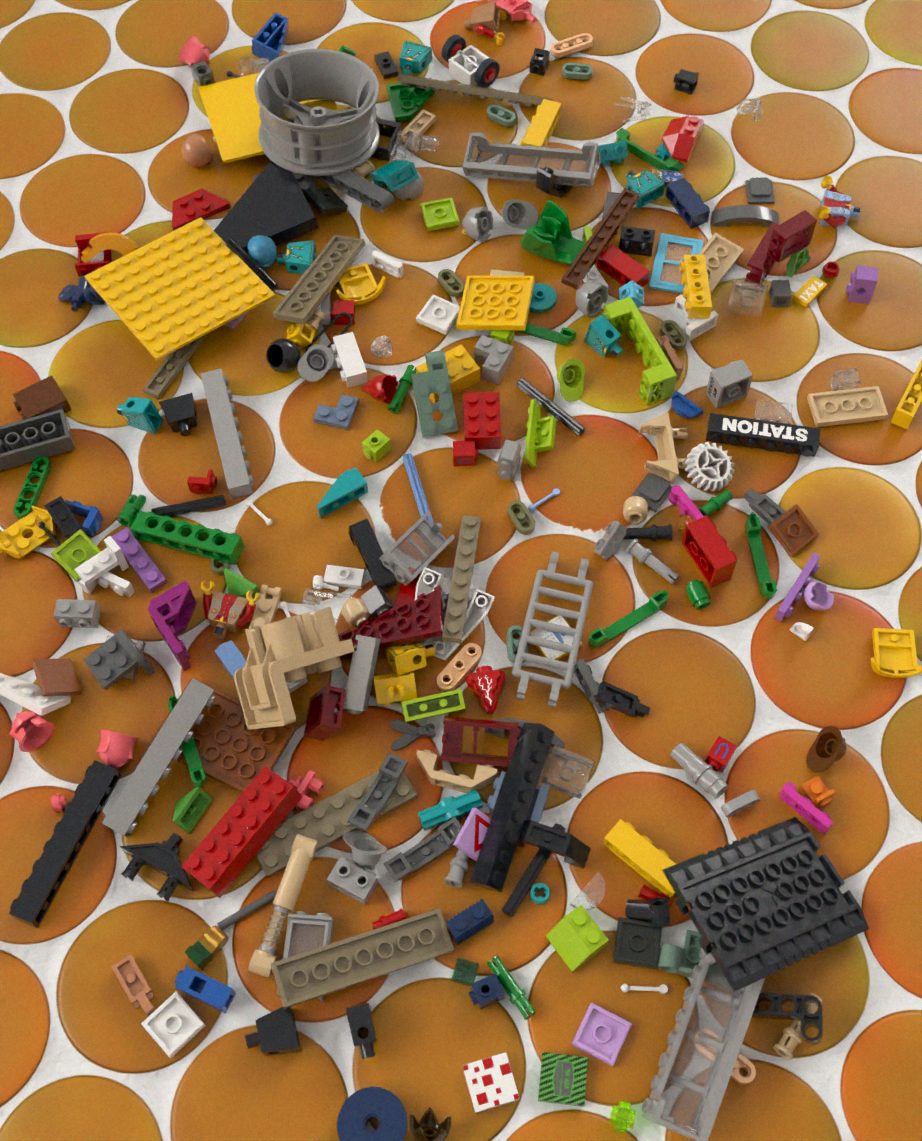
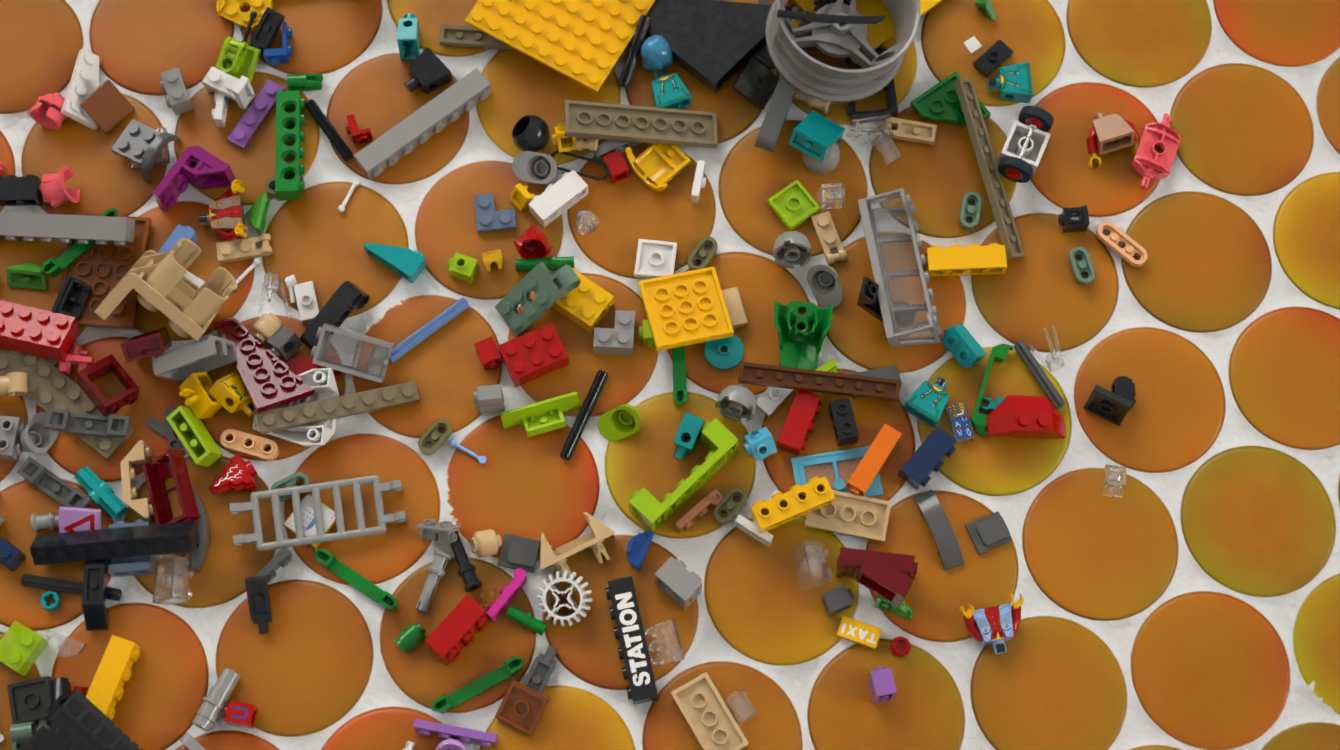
camera: 65 degrees right, 10 degrees up
(71, 548) = (232, 54): none -> lime piece
(238, 767) = (72, 297): none -> black hinge
(313, 108) = (807, 16): none -> black sword
(334, 385) = (520, 196): none -> yellow tile
(351, 777) = (99, 369): none -> dark red window
(378, 422) = (491, 256): none -> yellow tile
(446, 187) = (831, 196): none -> clear brick
(467, 202) = (828, 237): none -> tan plate
(647, 122) = (1039, 375): none -> dark grey axle
(676, 231) = (873, 460): none -> orange brick
(694, 87) = (1107, 405): none -> pearl dark grey plate

